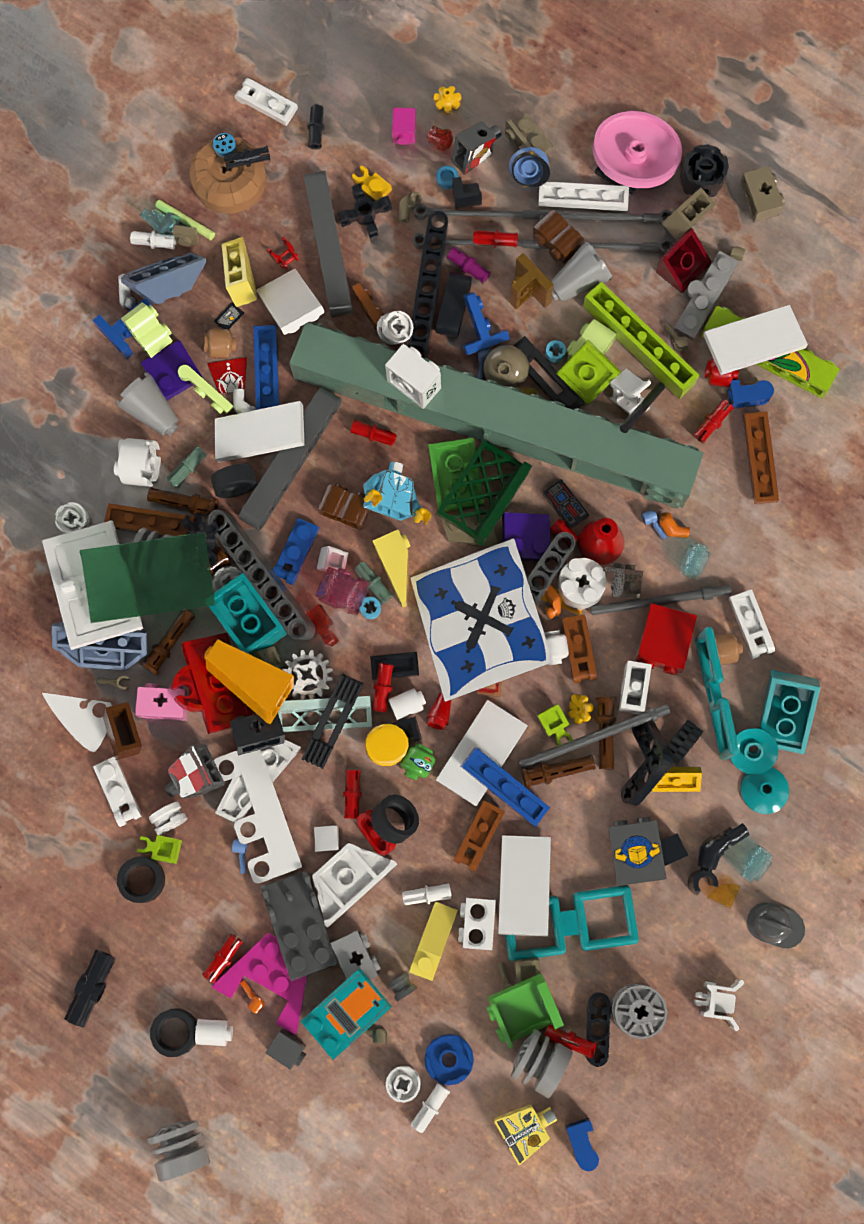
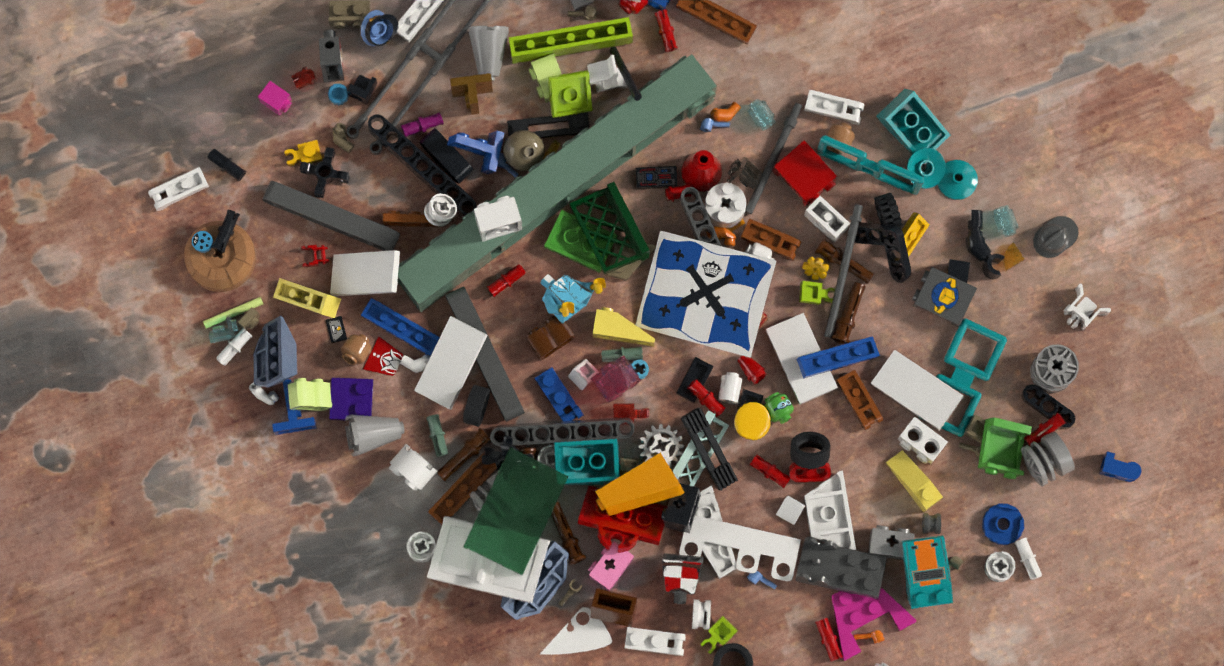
camera: 65 degrees left, 0 degrees up
(203, 389) = (387, 382): yellowish green plate -> none
(286, 1050) = (924, 633): dark grey brick -> none
(427, 894) = (878, 463): white axle -> none
(446, 99) = (273, 52): yellow plant -> none
(495, 238) = (417, 91): red axle -> none
(525, 1130) = (1085, 502): torso -> none
(529, 532) = (661, 217): dark purple plate -> none
(557, 236) = (448, 45): reddish brown brick -> none
(561, 348) = (534, 113): medium azure bush -> none

